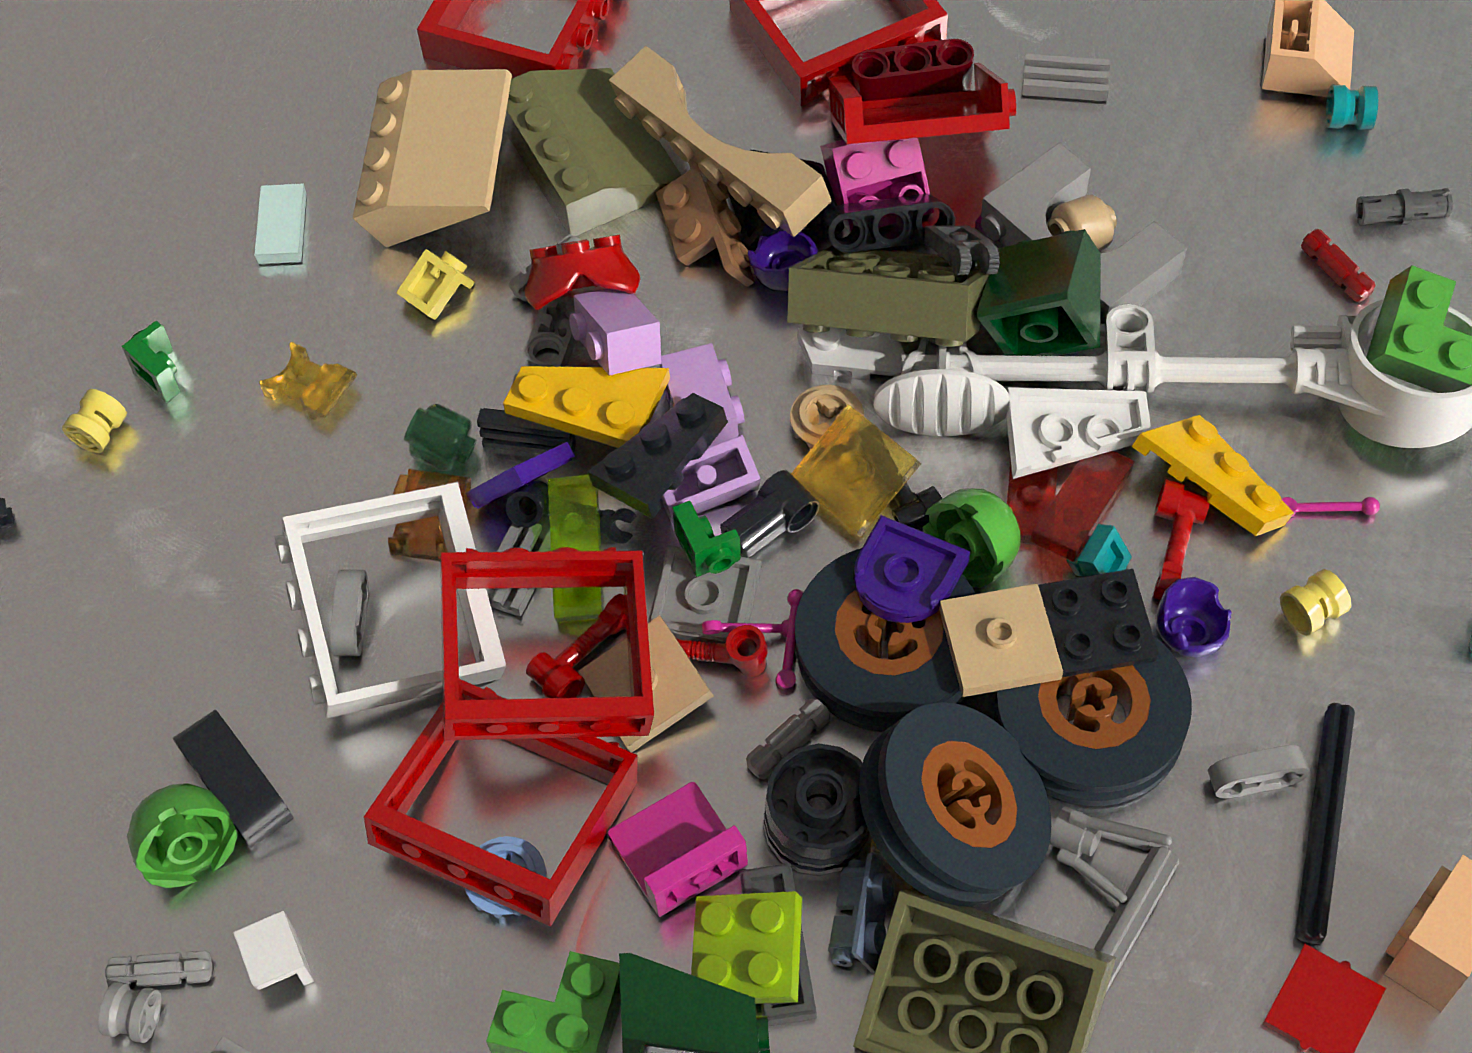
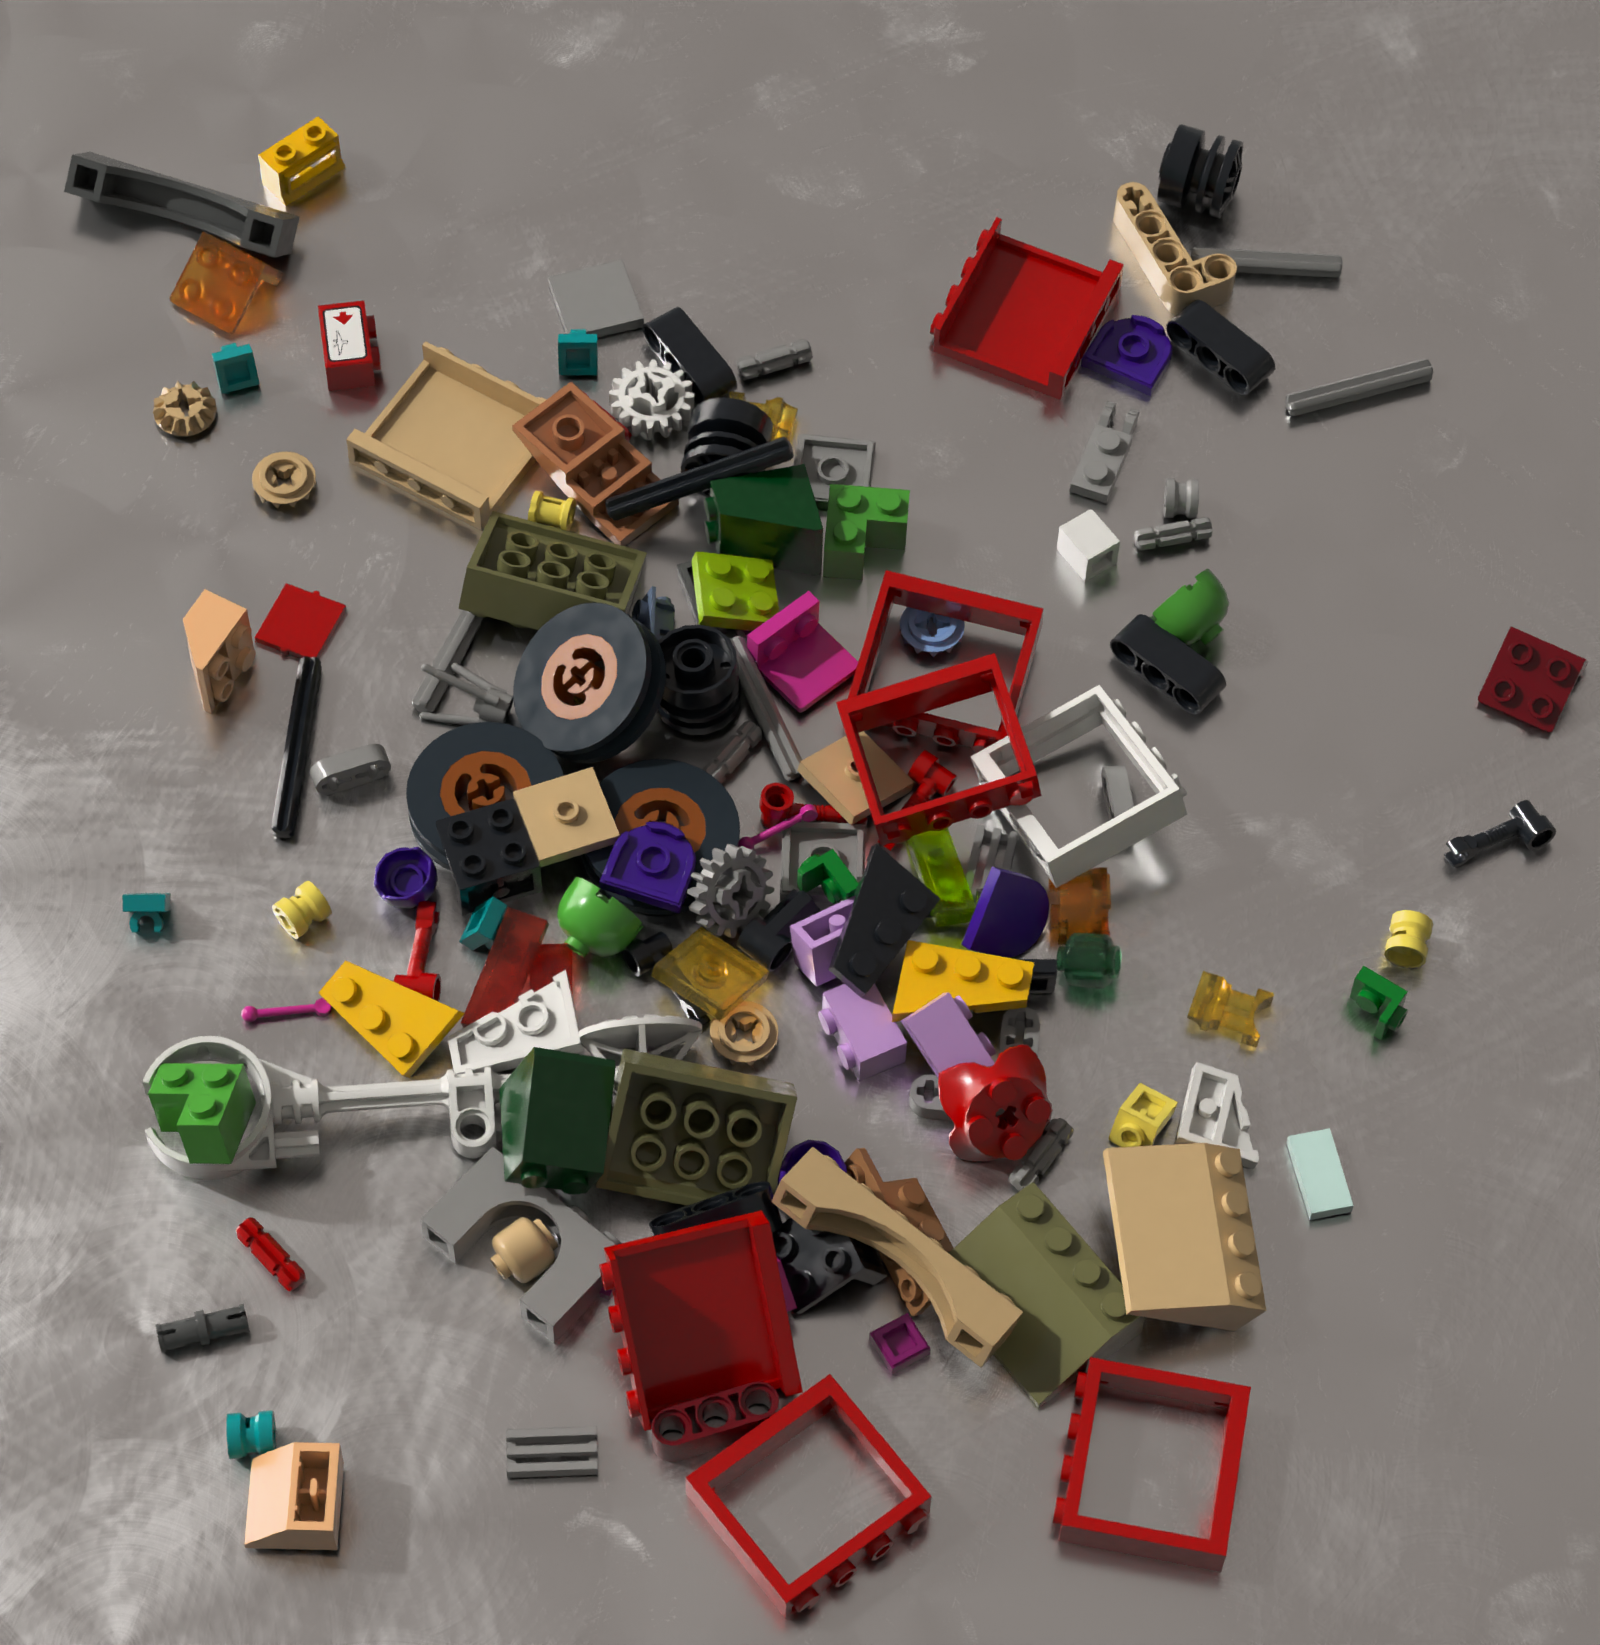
camera: 165 degrees right, 0 degrees up
(364, 278) = (1215, 1113): none -> white wing
(728, 126) = (899, 1343): none -> magenta tile
(739, 786) = (766, 712): none -> light grey axle
(786, 678) = (743, 806): dark pink hinge -> none
(818, 539) = (730, 890): none -> light grey gear
(963, 248) = (639, 1167): dark grey hinge -> none

